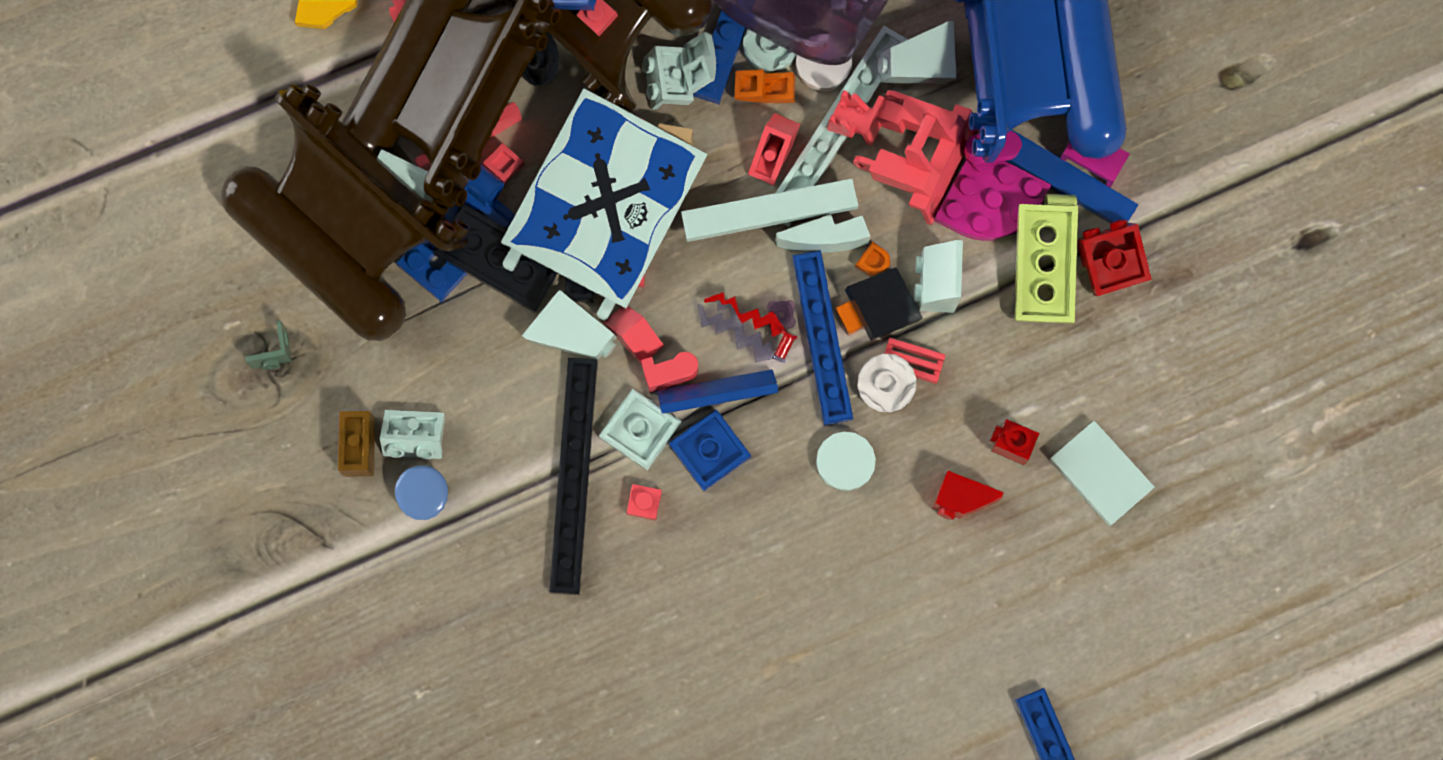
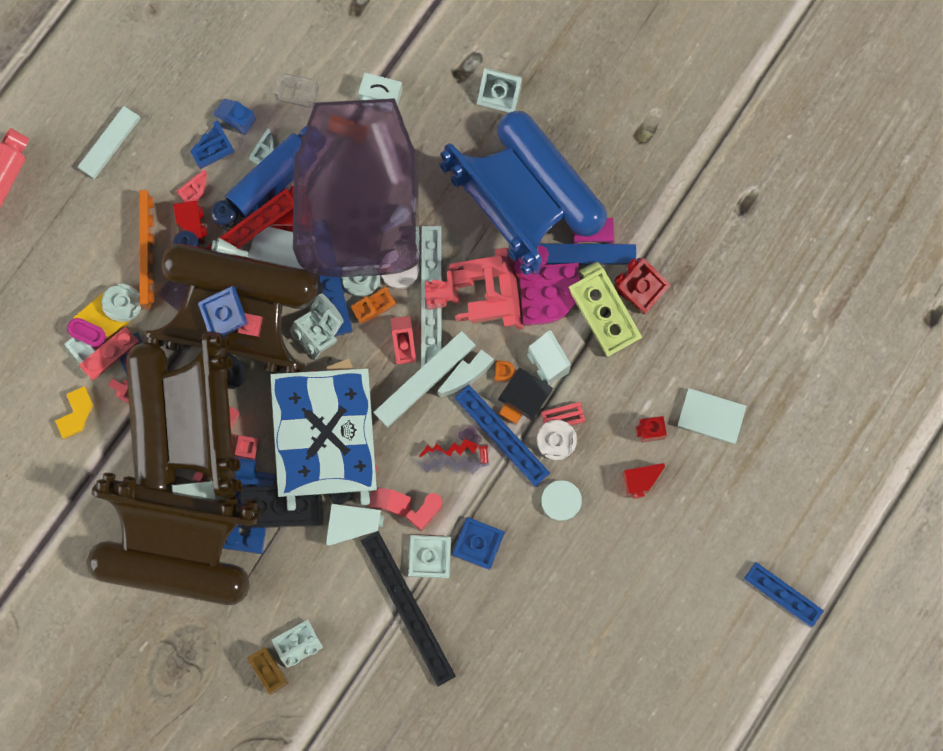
camera: 30 degrees left, 0 degrees up
(273, 359) = (184, 652): sand green bracket -> none
(421, 492) = (325, 675): medium blue piece -> none
(644, 502) = (459, 598): coral plate -> none
(717, 391) = (461, 506): blue tile -> none
(921, 58) = (457, 232): light aqua slope -> none

